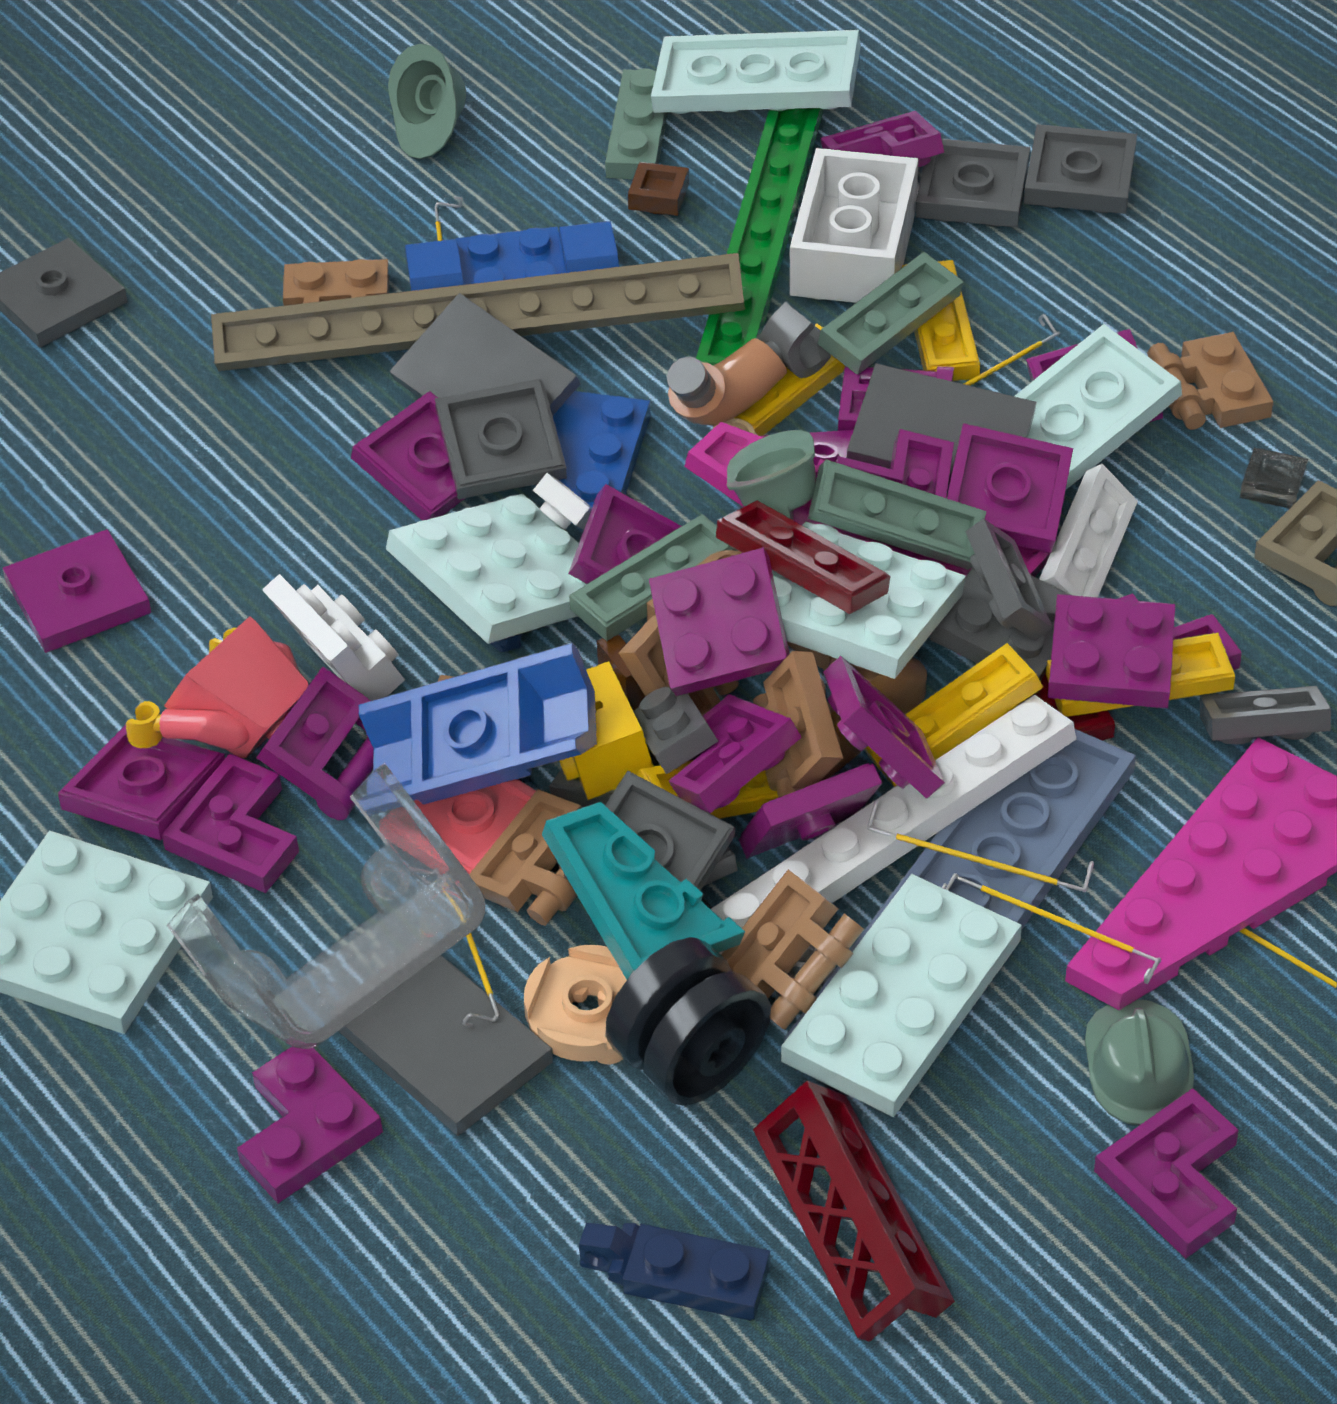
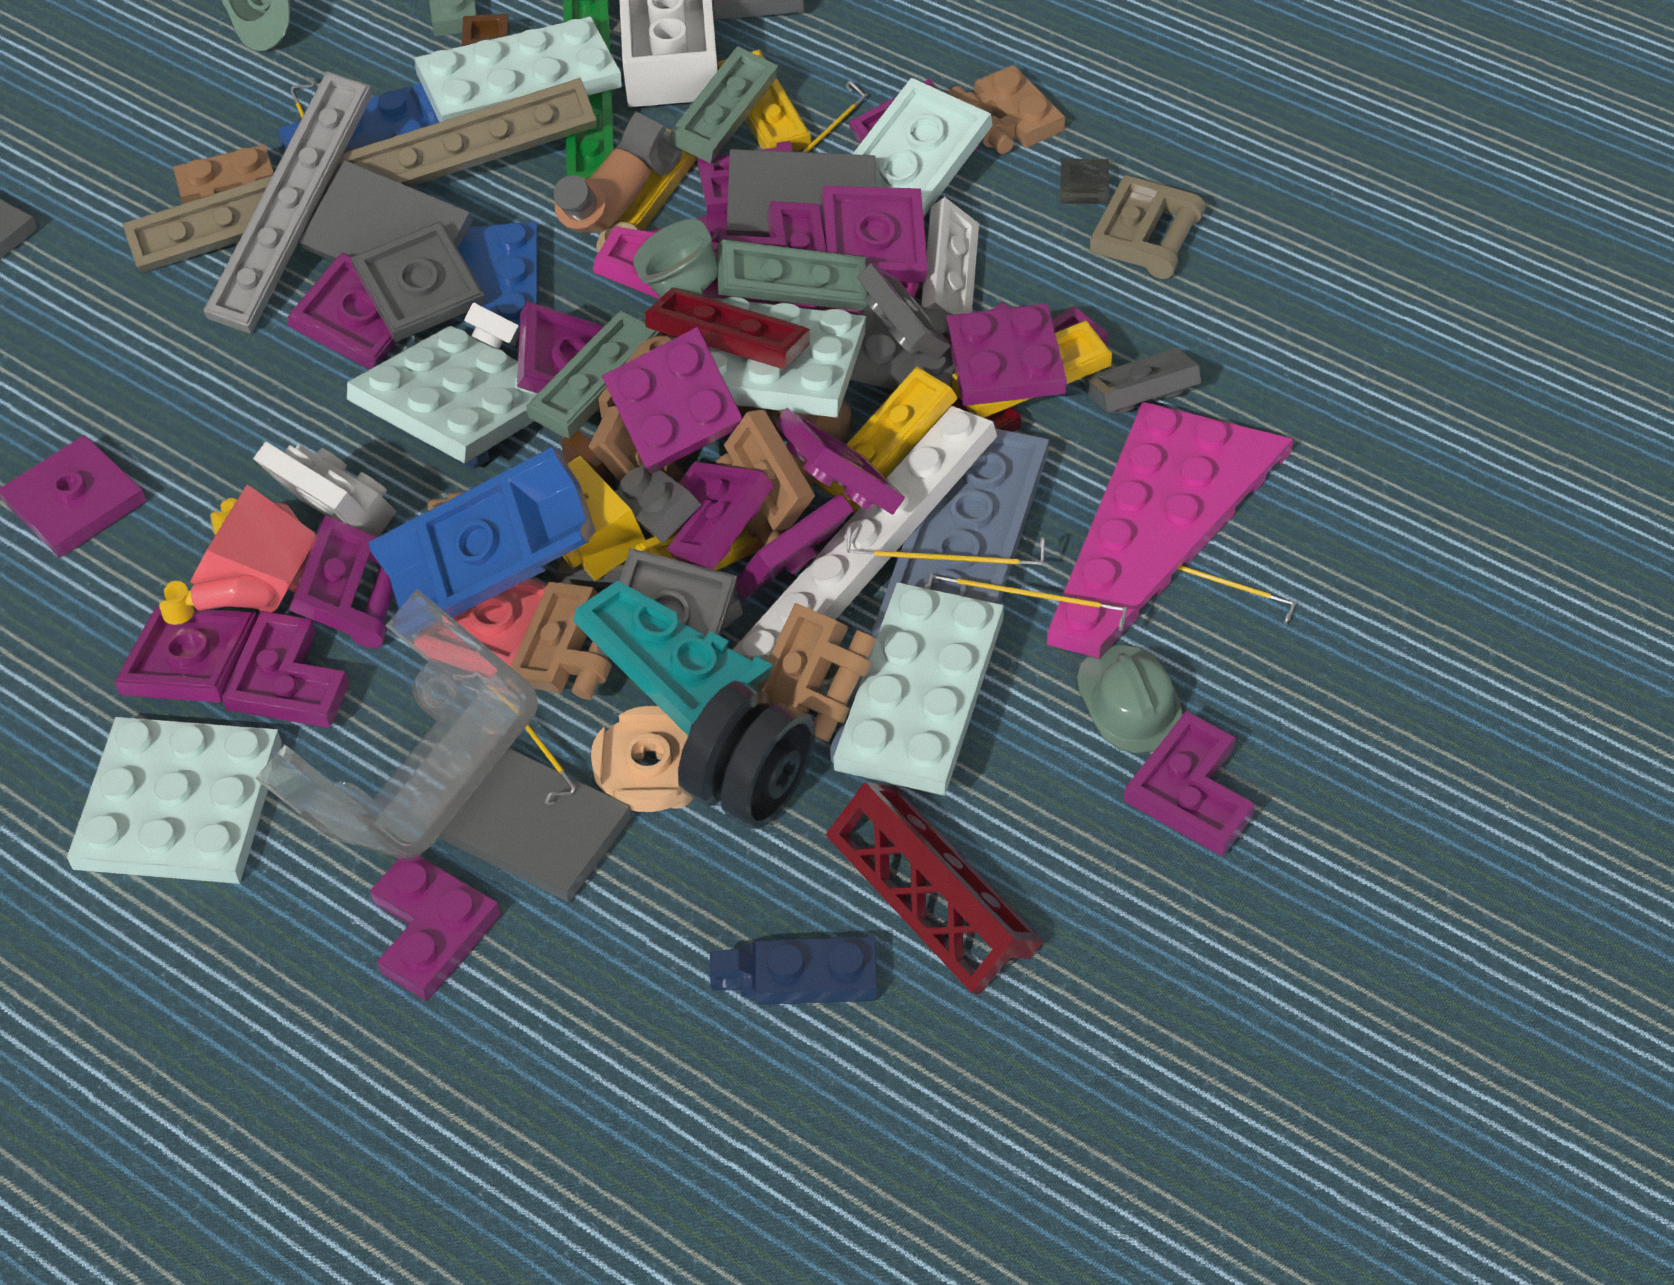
camera: 15 degrees left, 5 degrees up
(389, 326) = (288, 203): none -> light grey tile
(678, 226) = (515, 66): none -> light aqua plate

